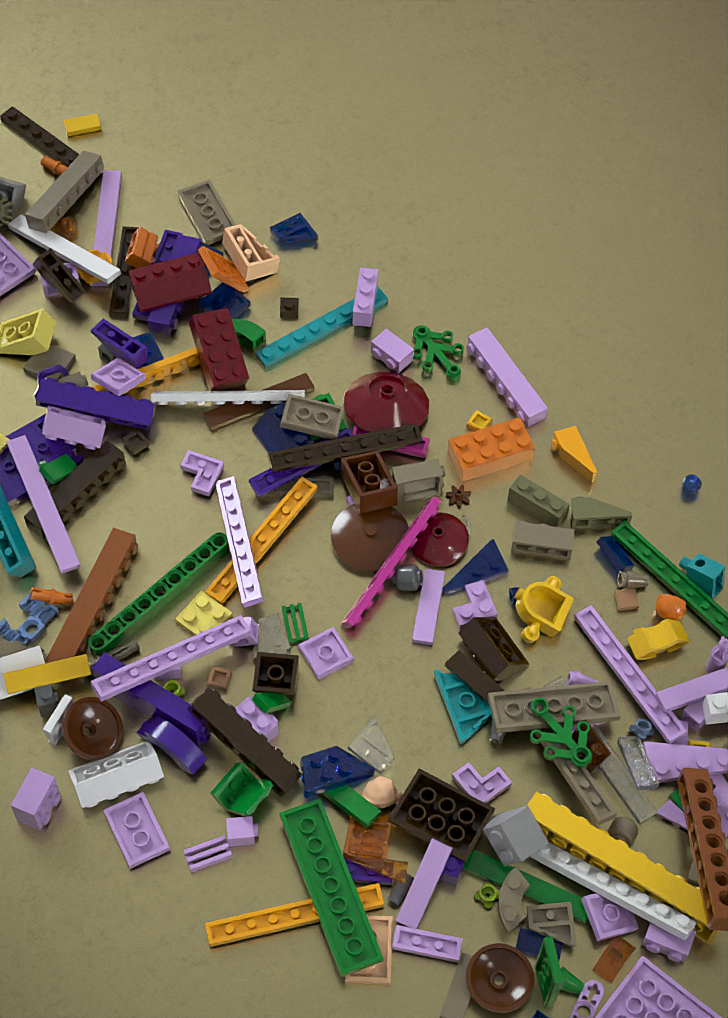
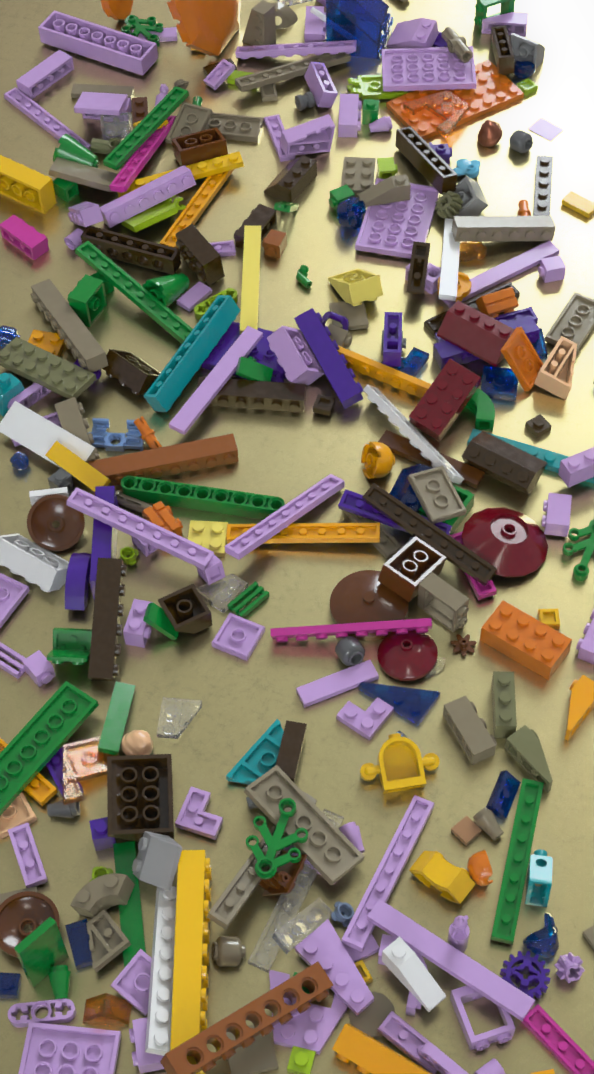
camera: 60 degrees right, 5 degrees down
(118, 376) = (363, 355): lavender plate -> none
(137, 189) = (552, 269): none -> lavender brick
(156, 639) = (163, 517): none -> orange brick
(207, 471) = (336, 463): lavender plate -> none
(219, 678) = (162, 580): medium nougat tile -> none
(232, 439) = (377, 460): none -> light orange cylinder
(311, 352) = (504, 462): none -> dark brown slope
(331, 770) = (131, 697): clear blue wing -> none
(424, 884) = (72, 818): lavender tile -> none
(493, 648) = (333, 751): dark brown slope -> none

